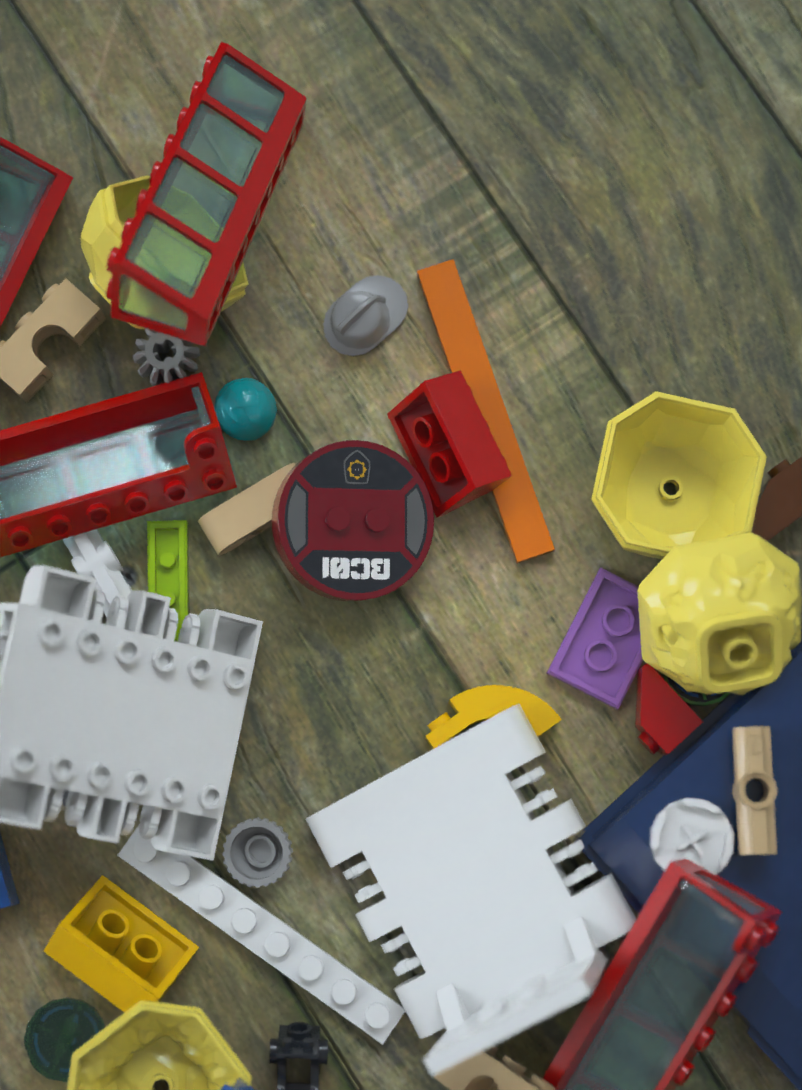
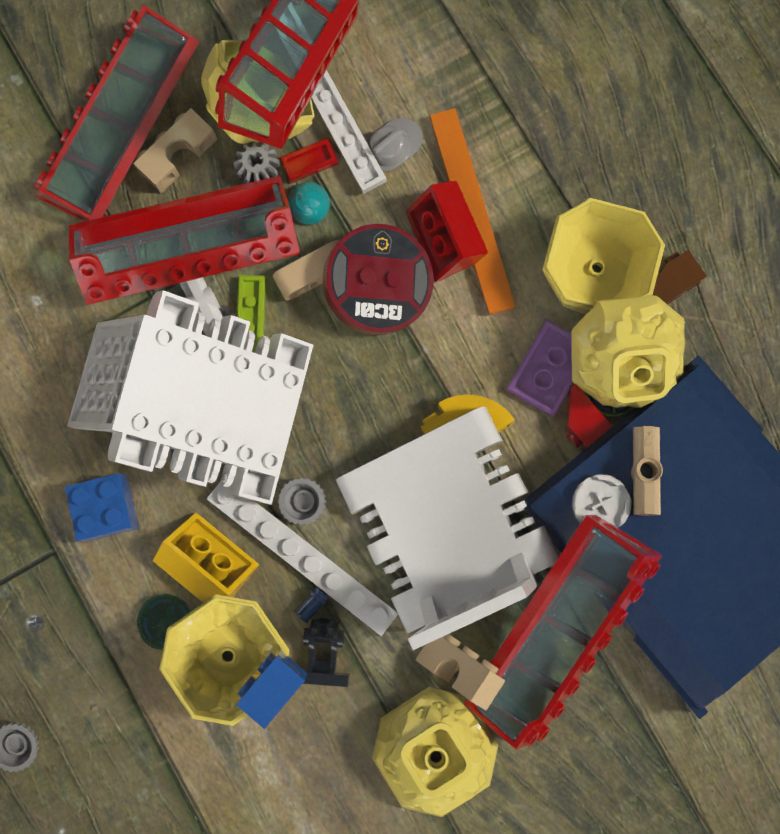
camera: 10 degrees right, 0 degrees up
(243, 345) = (309, 160): none -> red tile
(279, 1002) = (311, 604): none -> dark blue pin
(297, 307) = (347, 135): none -> white plate

